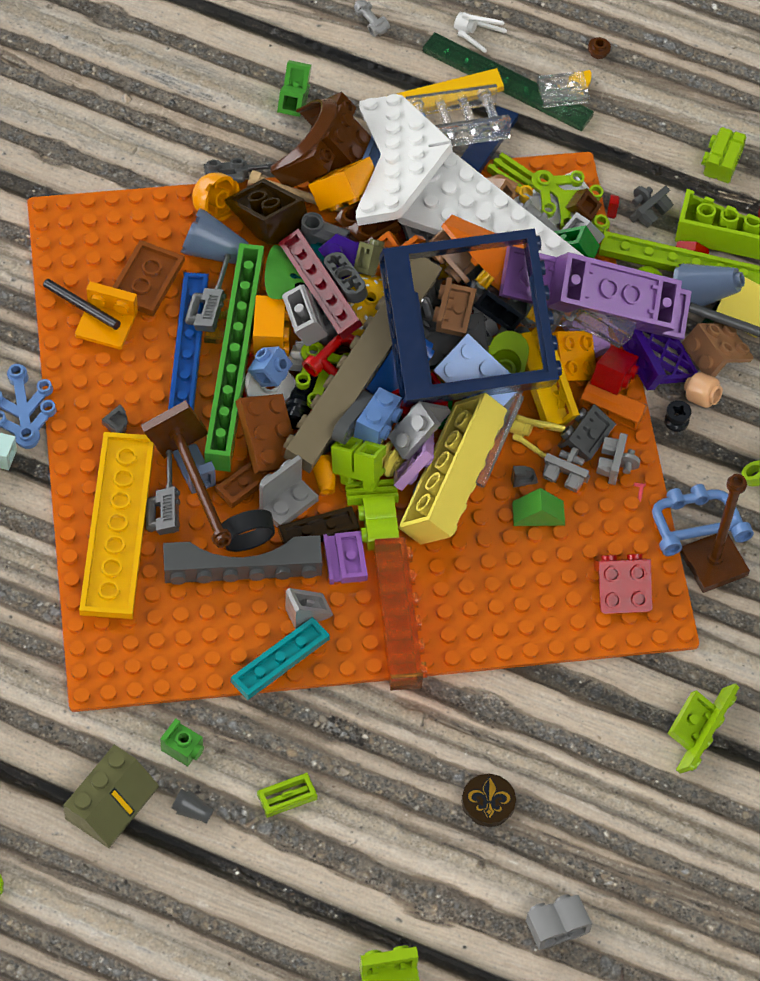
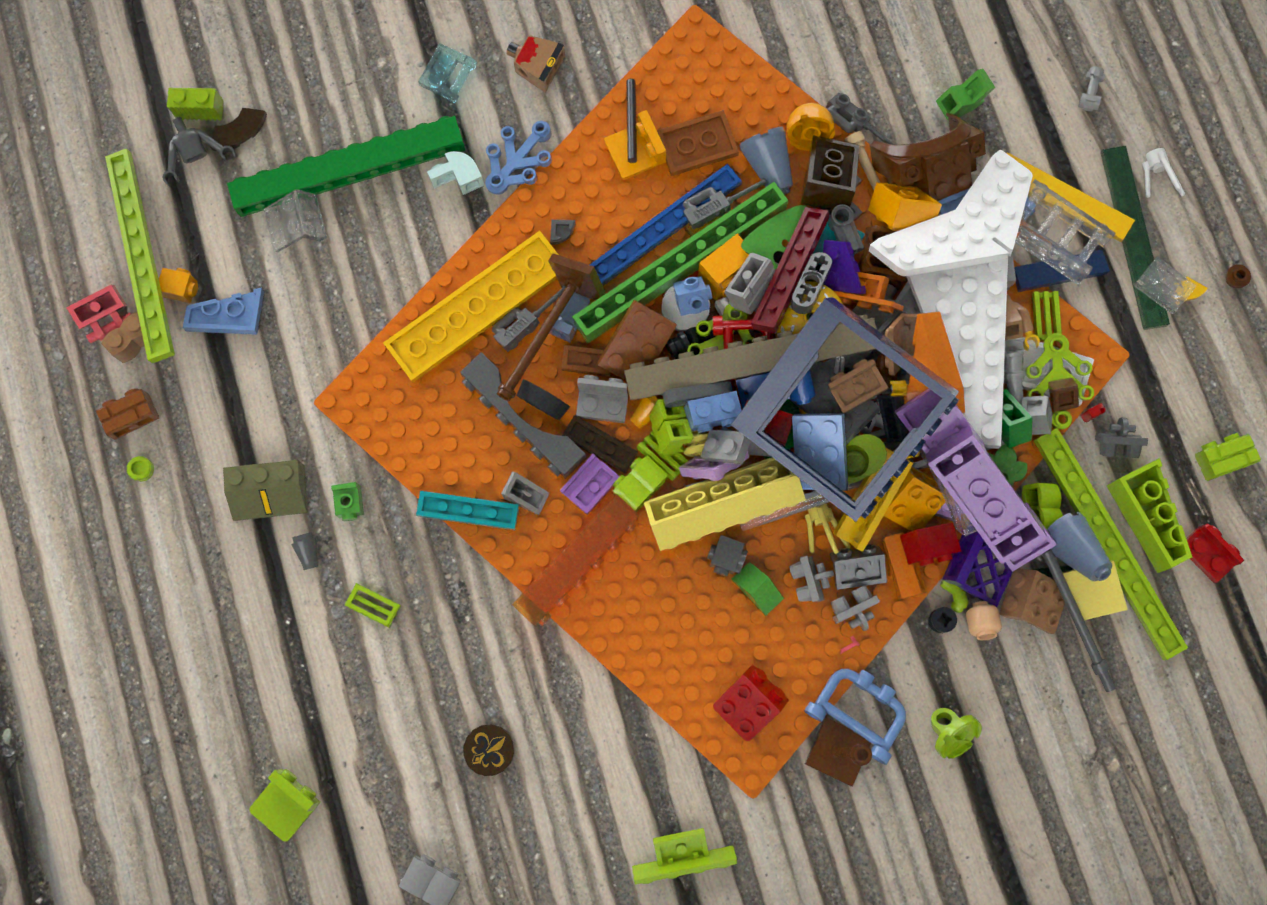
camera: 55 degrees right, 20 degrees up
(368, 256) = (847, 281): olive bracket -> none
(494, 508) = (727, 556): none -> dark grey brick
(523, 476) = (777, 553): dark grey tile -> none
(665, 391) = (959, 596): none -> lime arm
(694, 246) = (1110, 505): red tile -> none

